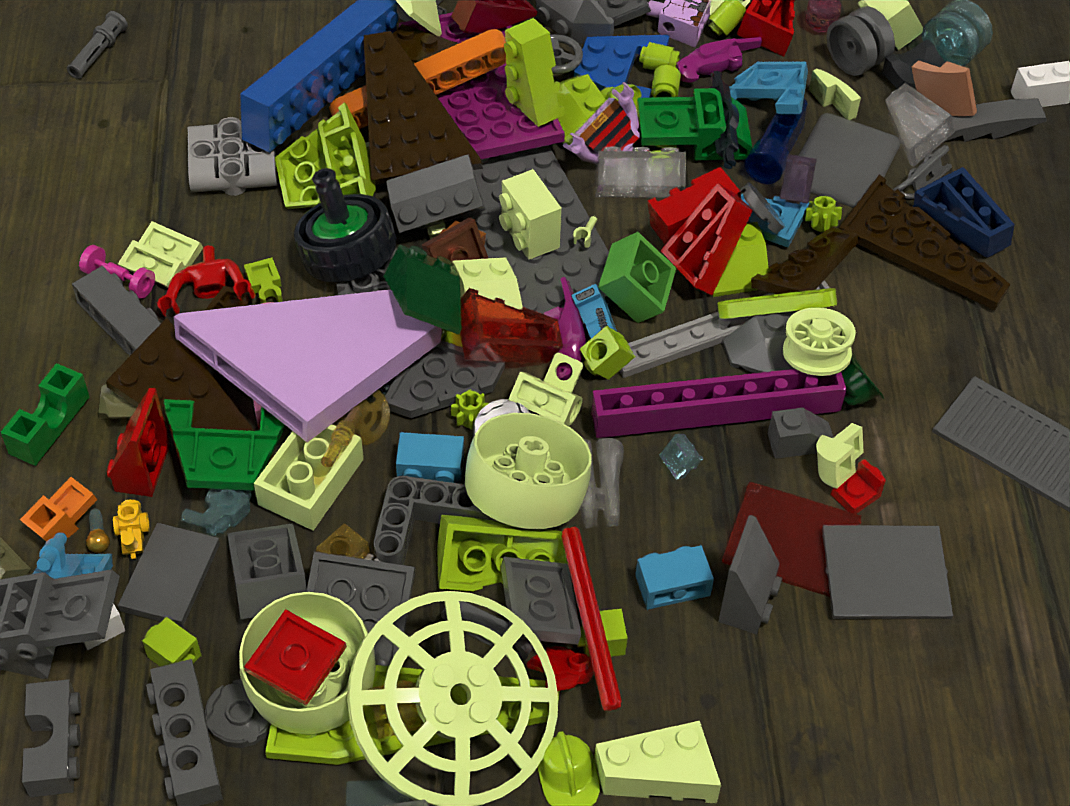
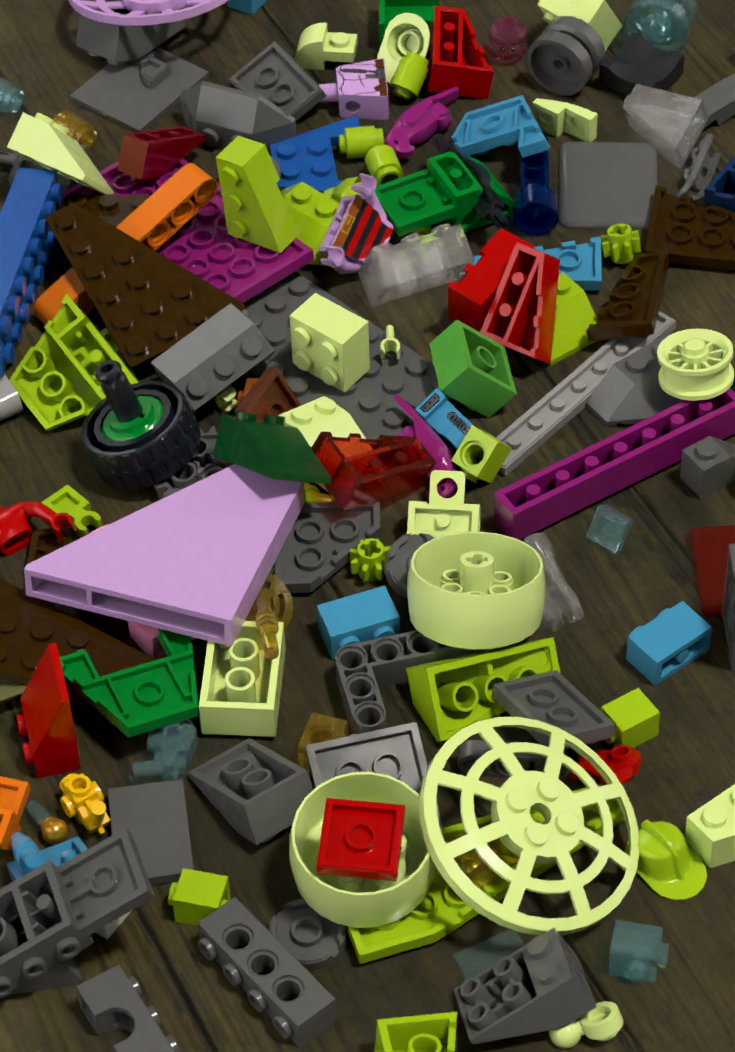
camera: 20 degrees left, 5 degrees down
(591, 619) = (616, 705): red axle -> none
(762, 208) = (567, 257): dark grey tile -> none
(777, 303) = (628, 344): lime beam -> none
(798, 178) = (580, 216): clear purple slope -> none
(946, 87) = (683, 72): nougat slope -> none

